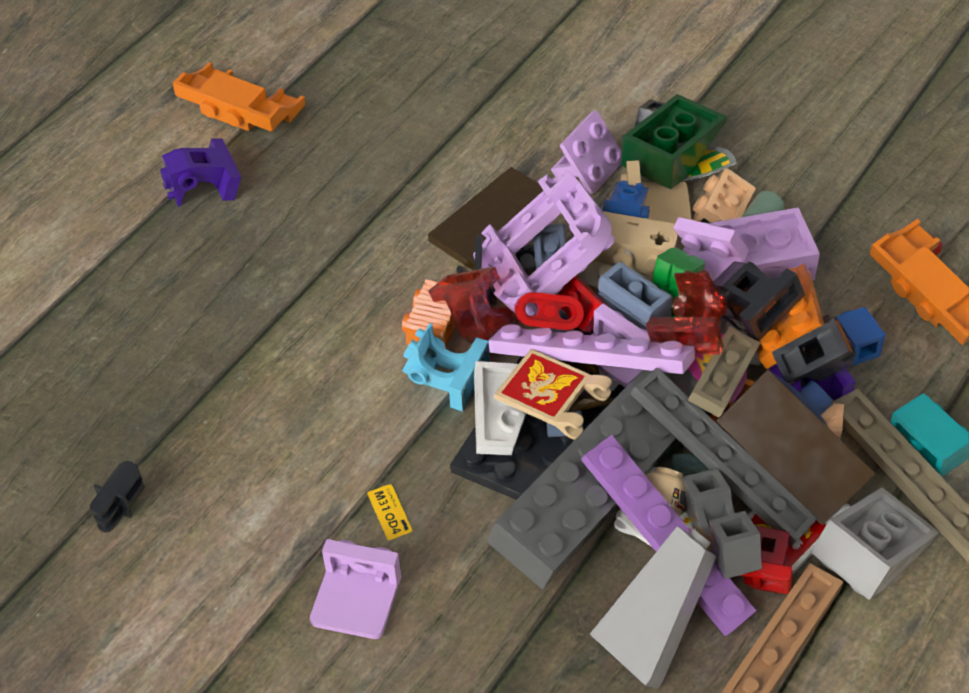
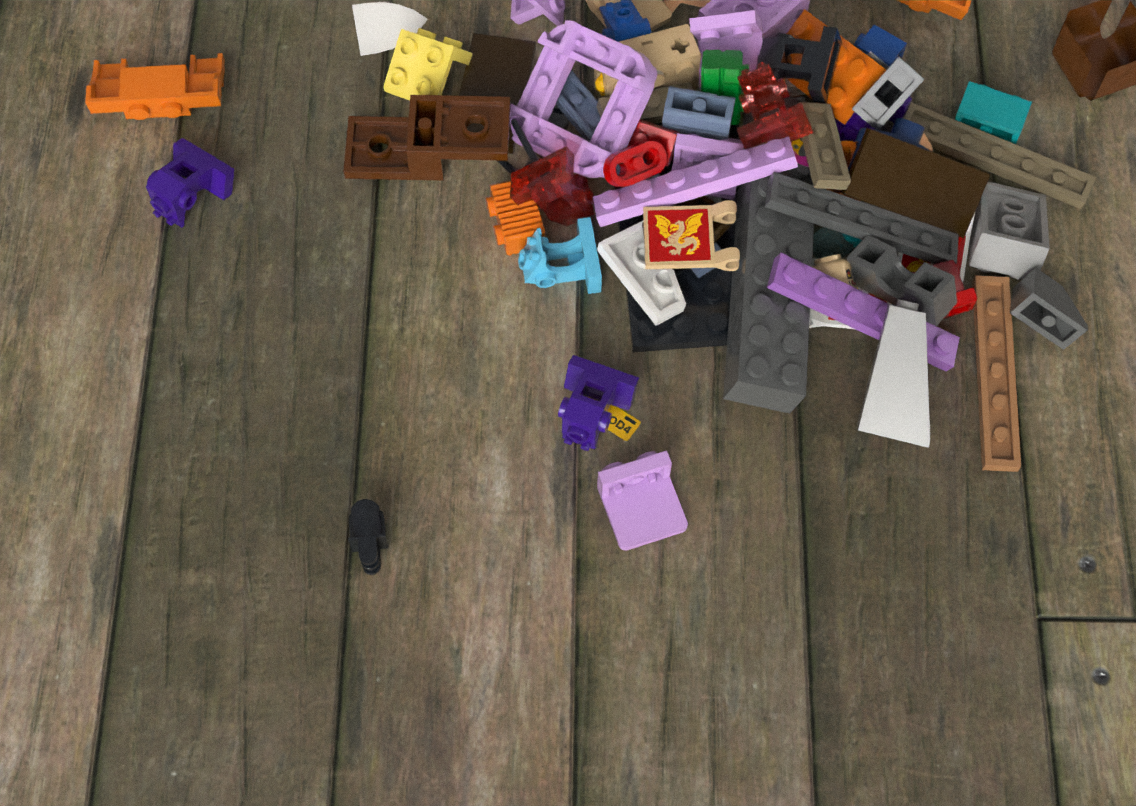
camera: 35 degrees left, 15 degrees up
(359, 497) = (586, 417): none -> dark purple tile
(406, 221) = (427, 137): none -> reddish brown bracket
(446, 168) = (422, 64): none -> light yellow bracket
(448, 134) = (380, 25): none -> white sticker
(859, 628) = (1047, 309): none -> dark grey slope

